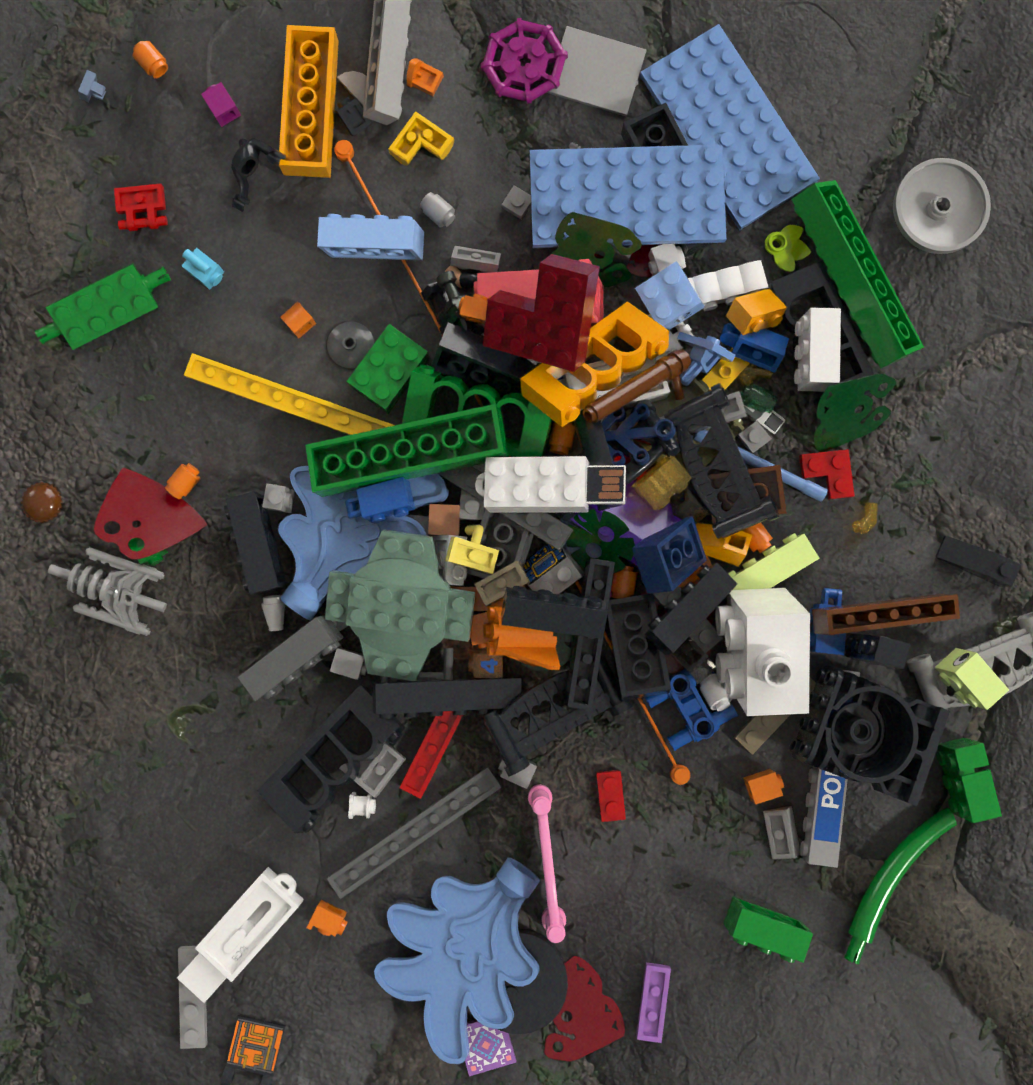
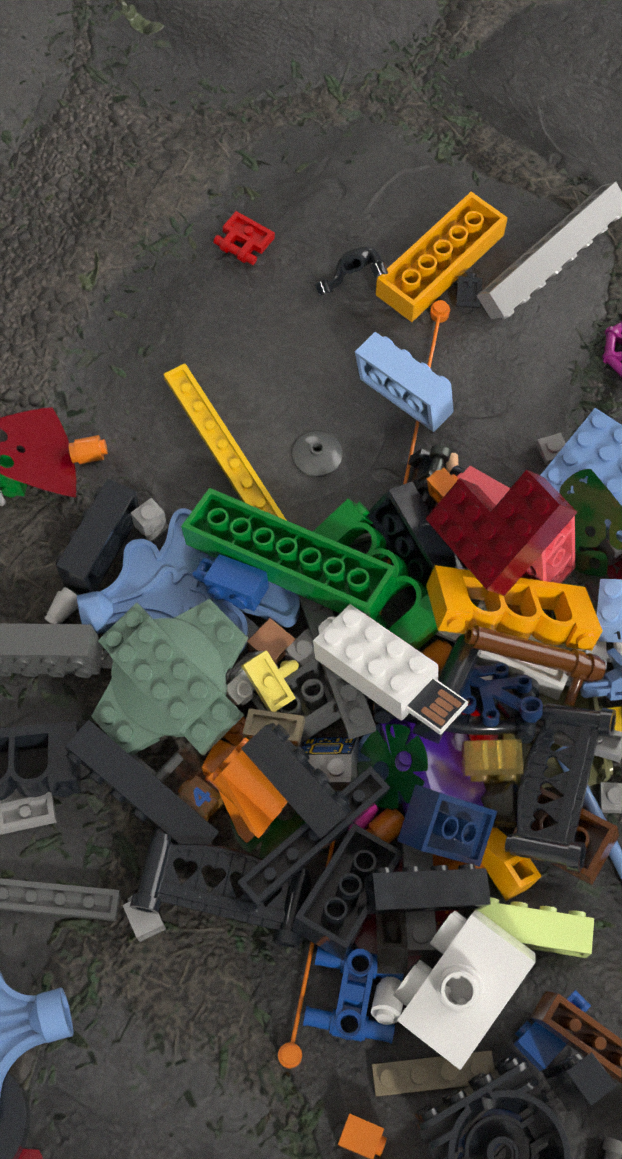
camera: 45 degrees right, 20 degrees down
(90, 87) = (282, 136): sand blue tile -> none
(102, 306) = (149, 281): green plate -> none
(150, 59) = (345, 149): orange brick -> none
(202, 268) = (250, 310): medium azure brick -> none
(220, 104) = (371, 213): magenta brick -> none
(298, 320) = (291, 403): orange brick -> none
(348, 663) = (82, 697): light grey brick -> none
(355, 84) = (489, 270): light grey tile -> none
(387, 368) = (327, 485): green brick -> none
(420, 133) = (510, 339): yellow brick -> none
(423, 77) = (551, 304): orange tile -> none
(430, 753) = (83, 834): red plate -> none
(437, 210) = (479, 405): light grey brick -> none
(475, 259) = (471, 456): light grey plate -> none
(553, 916) = (50, 1088): bright pink piece -> none
(610, 795) = (207, 1018): red plate -> none
(760, 537) = (547, 888): orange brick -> none

